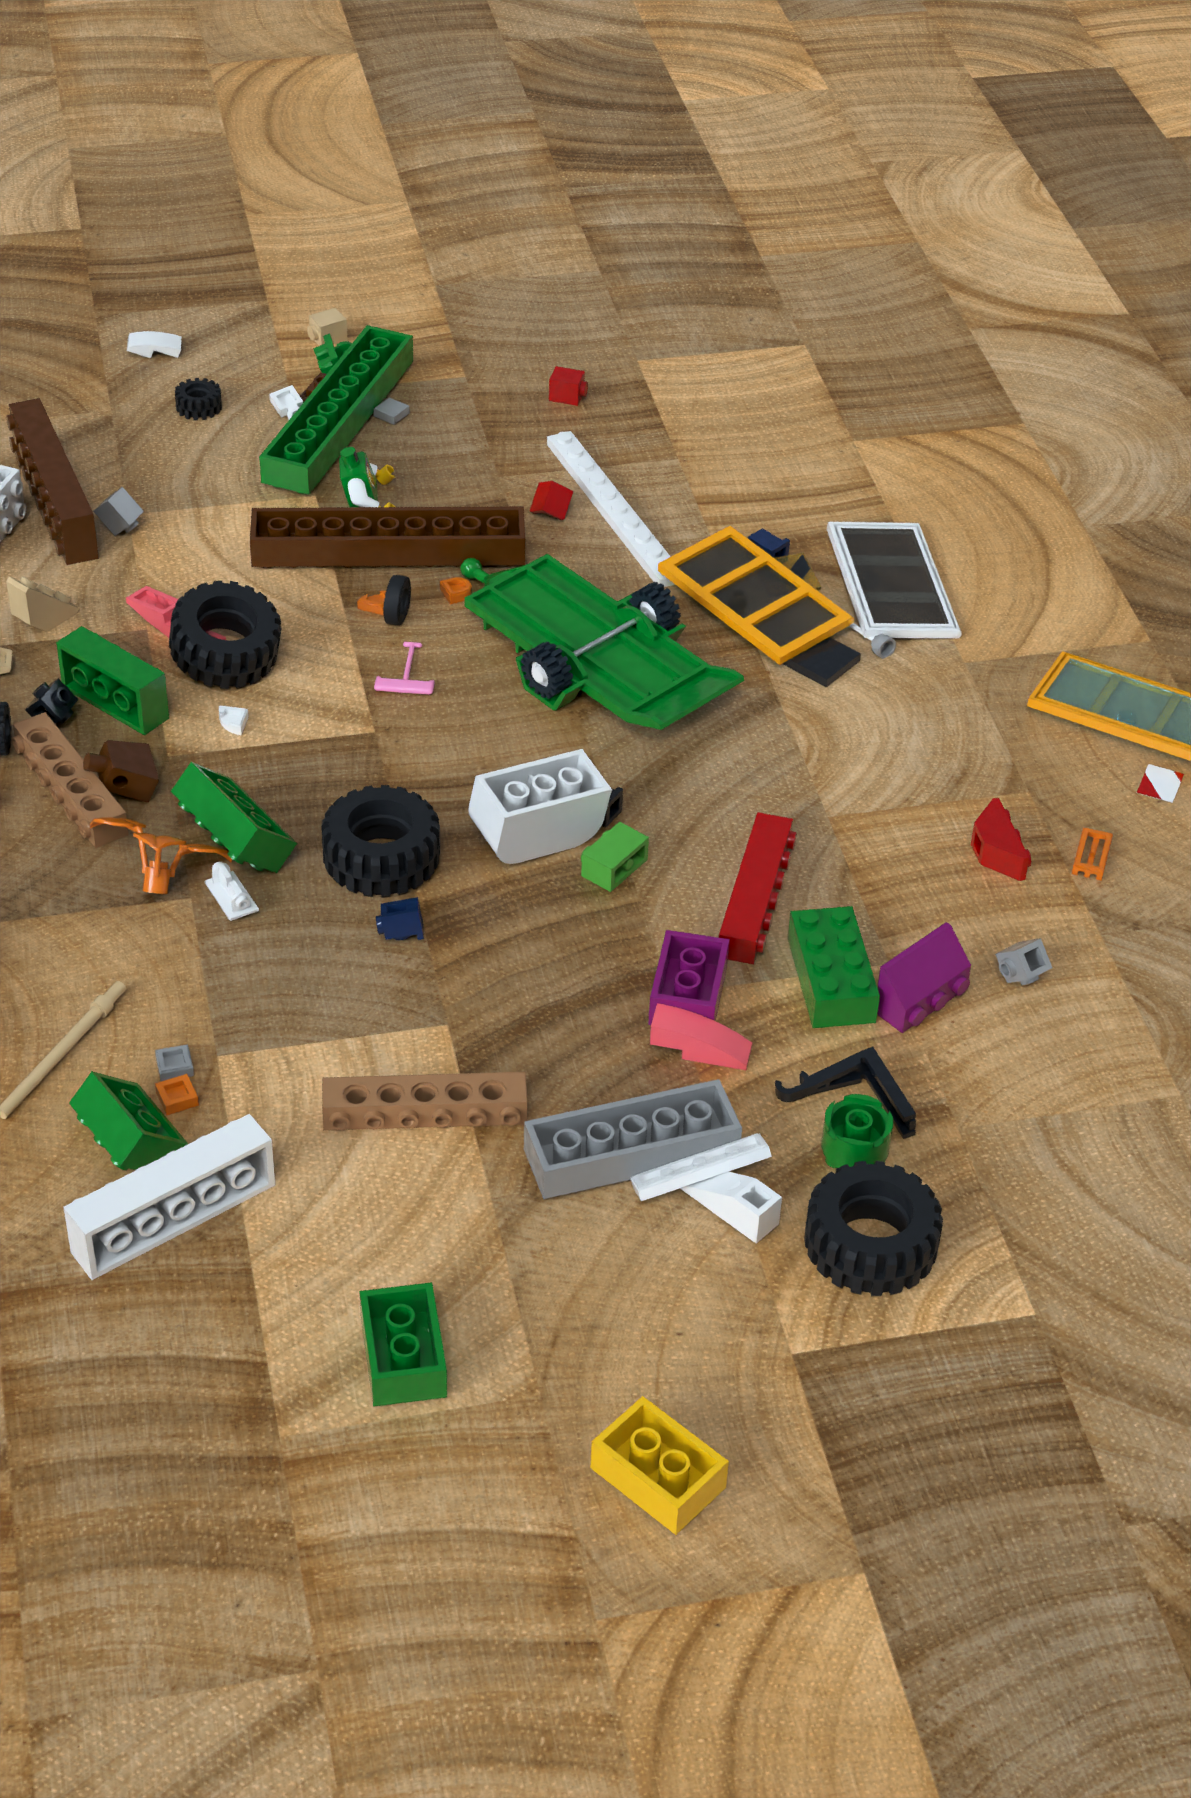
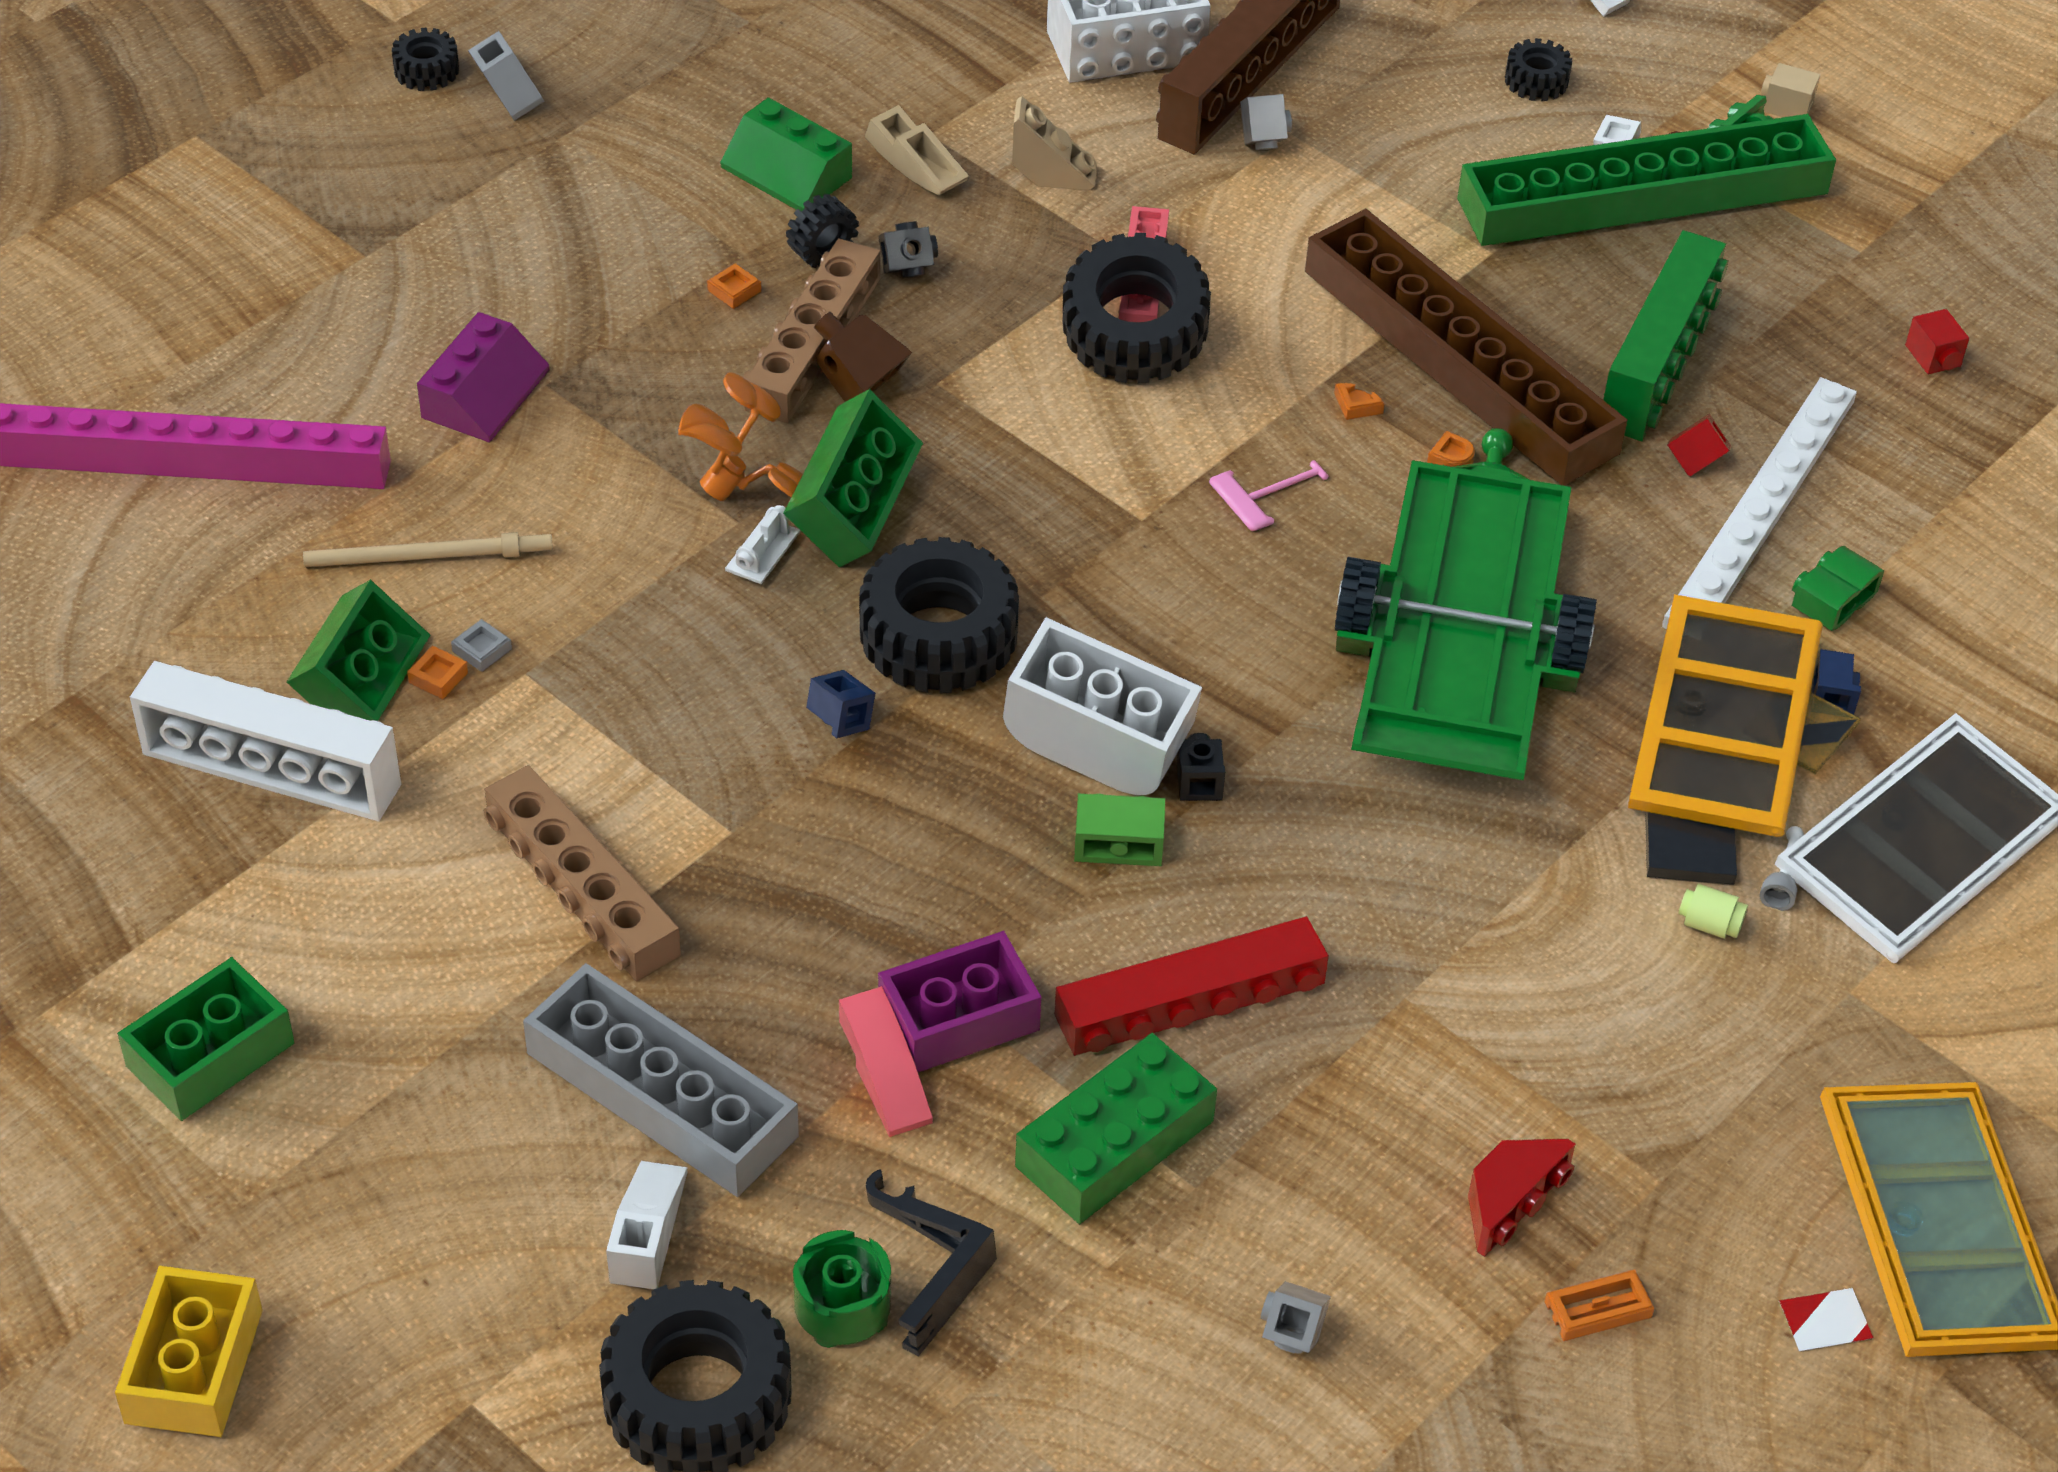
camera: 55 degrees right, 5 degrees up
(113, 680) = (982, 270): green brick -> none
(233, 718) = (1041, 398): white tile -> none
(359, 478) = (1530, 269): torso -> none
(391, 411) = (1712, 224): light grey tile -> none
(397, 600) = (1349, 397): black tyre -> none
(464, 458) = (1666, 332): none -> green brick
(700, 1166) = (670, 1165): white tile -> none
(701, 512) = (1836, 587): none -> green brick
(879, 673) = (1713, 911): none -> yellowish green brick
(923, 978) = (1163, 1224): magenta slope -> none

